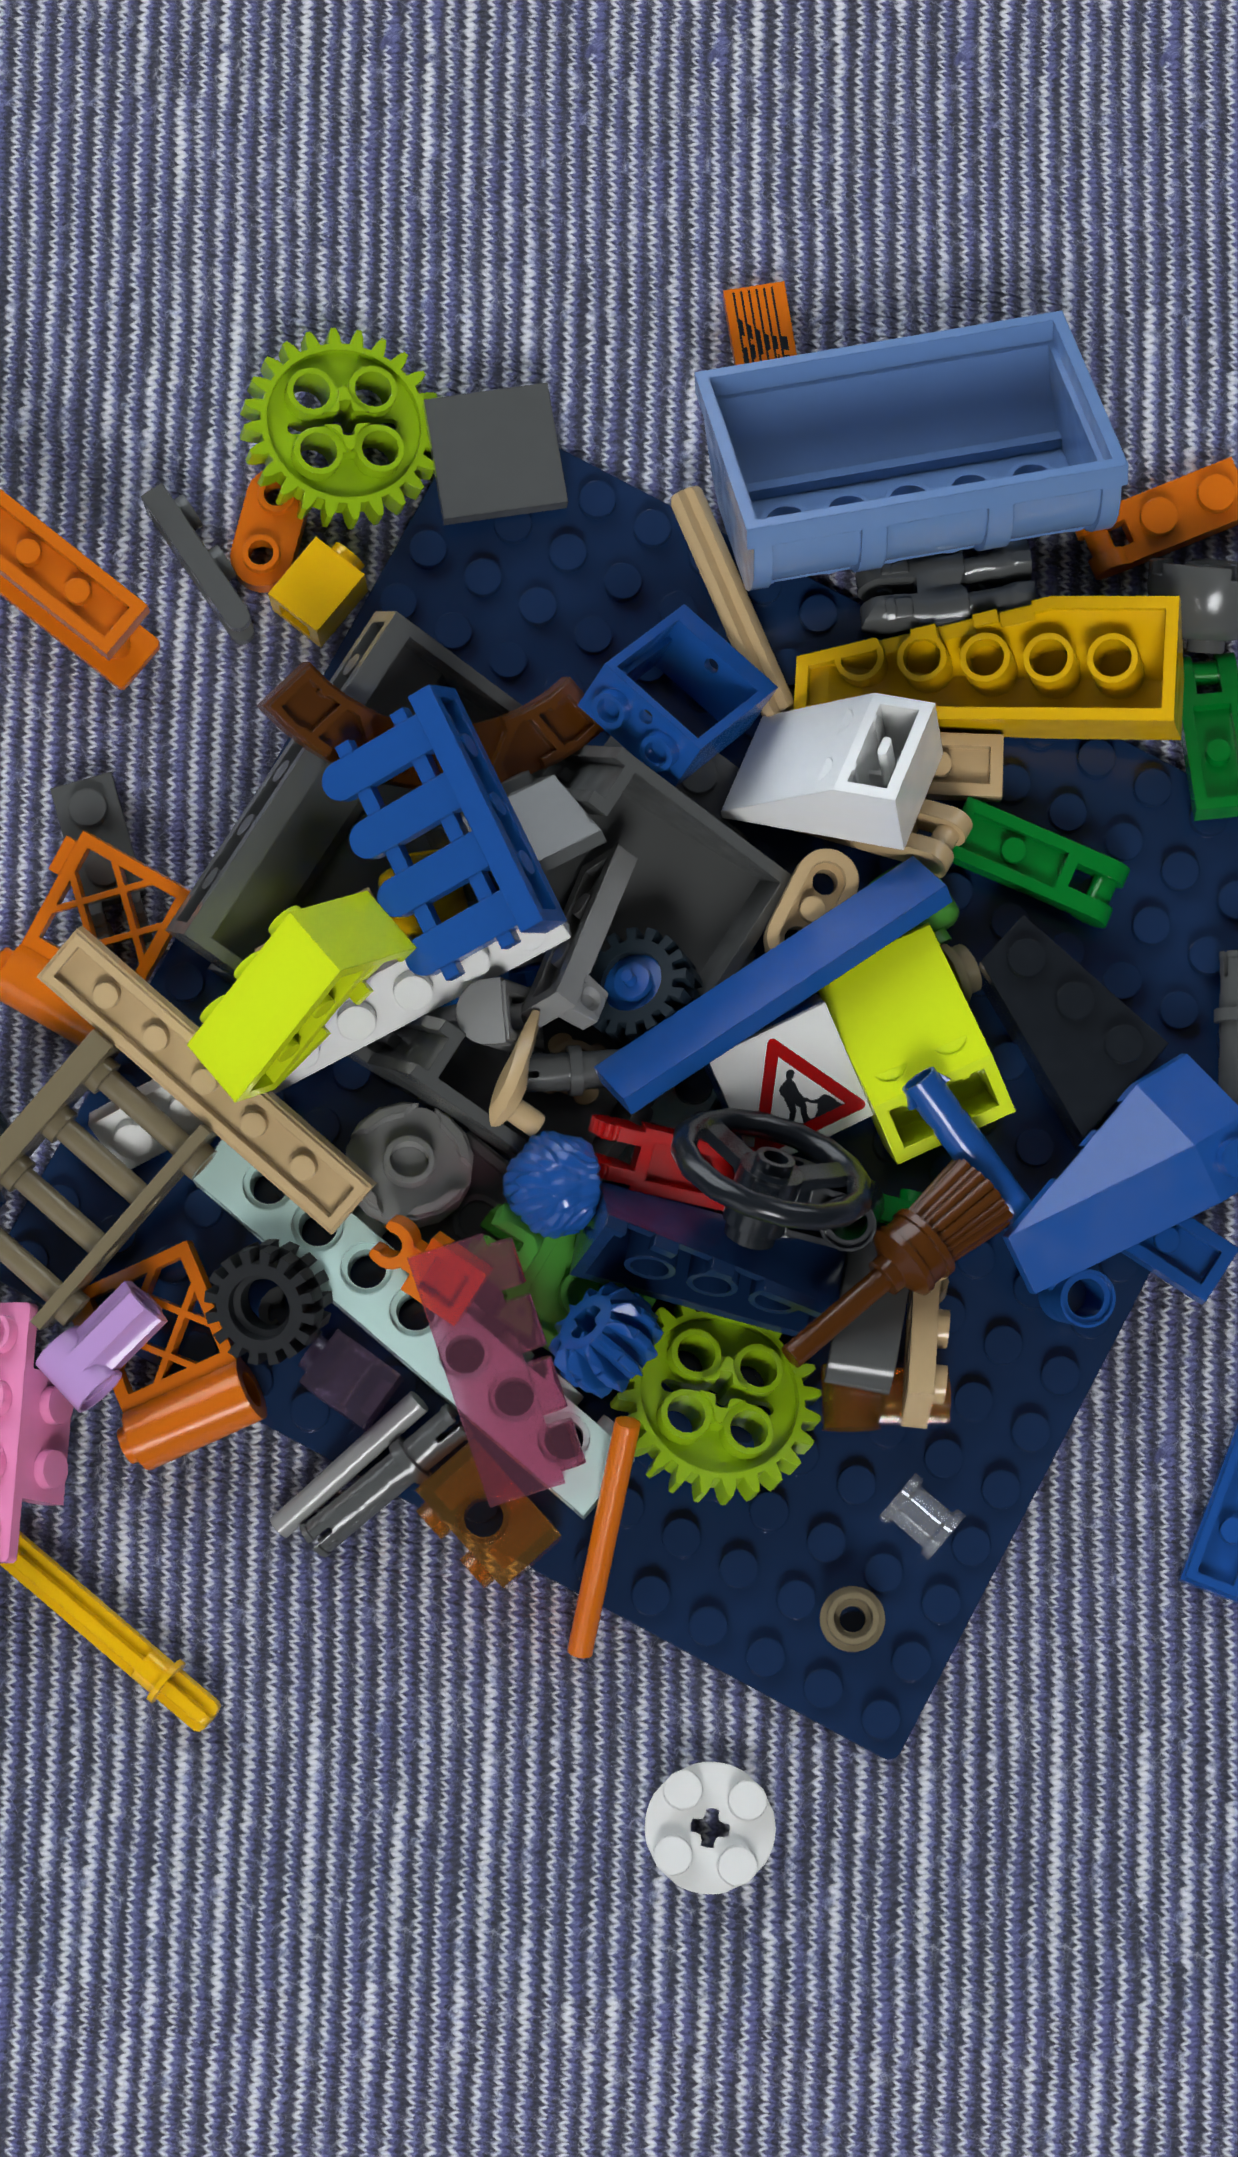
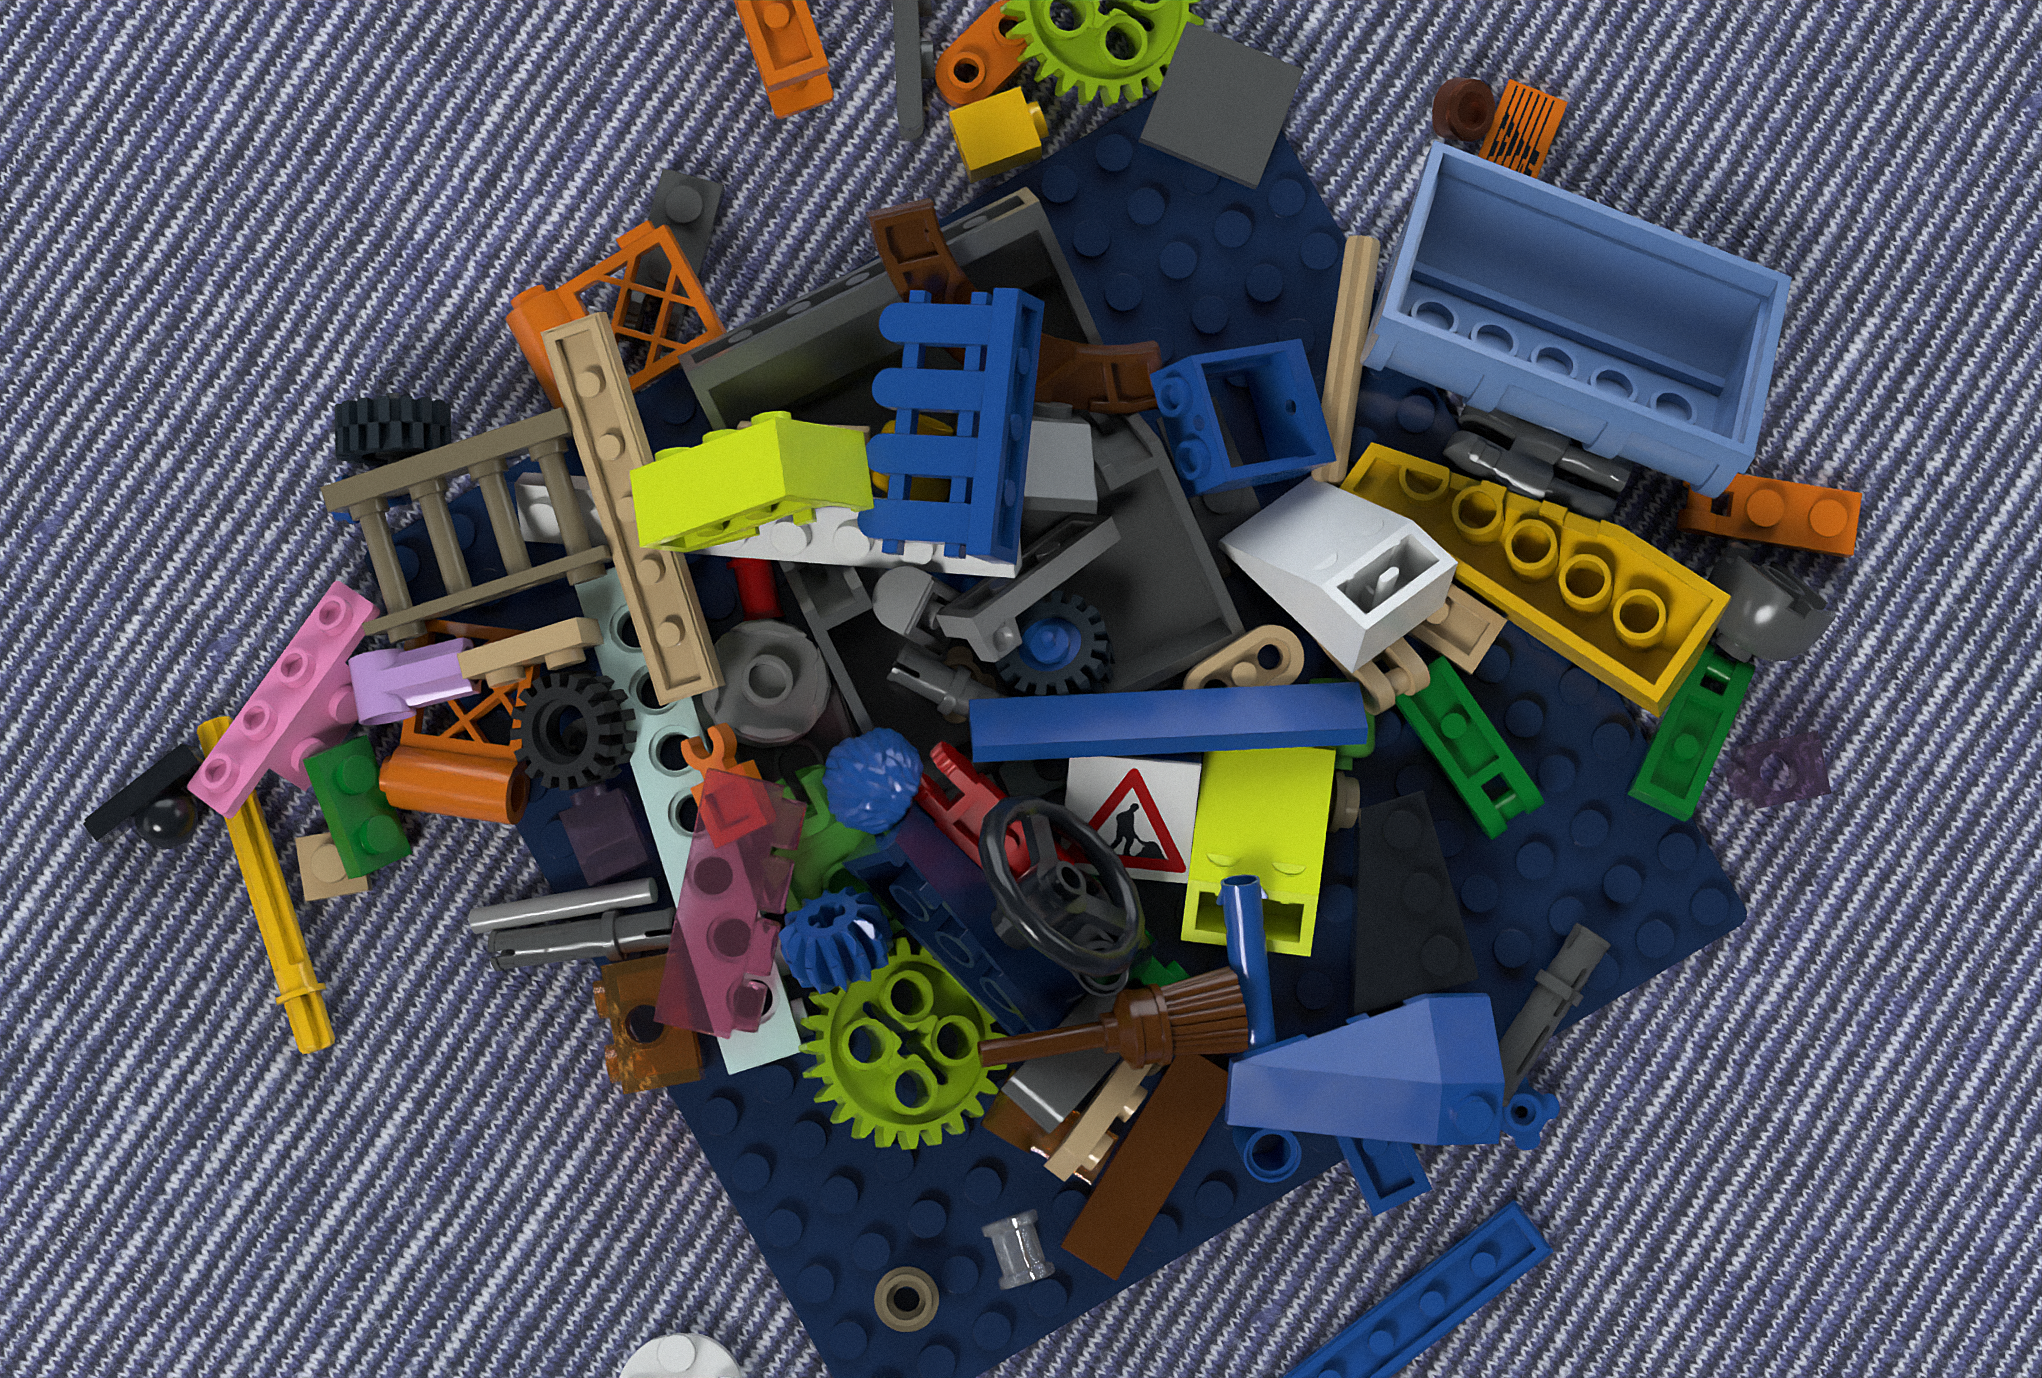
camera: 30 degrees right, 5 degrees up
(117, 1489) = (355, 808): none -> green plate
(126, 1553) = (323, 870): none -> tan plate
(209, 1236) = (555, 644): none -> tan plate
(348, 1089) = (756, 588): none -> red pin
(512, 1084) = (876, 683): tan bar -> none
(603, 1536) = (737, 1102): orange bar -> none
(700, 338) = (1463, 109): none -> copper tile
(986, 1372) = (1148, 1162): none -> reddish brown brick

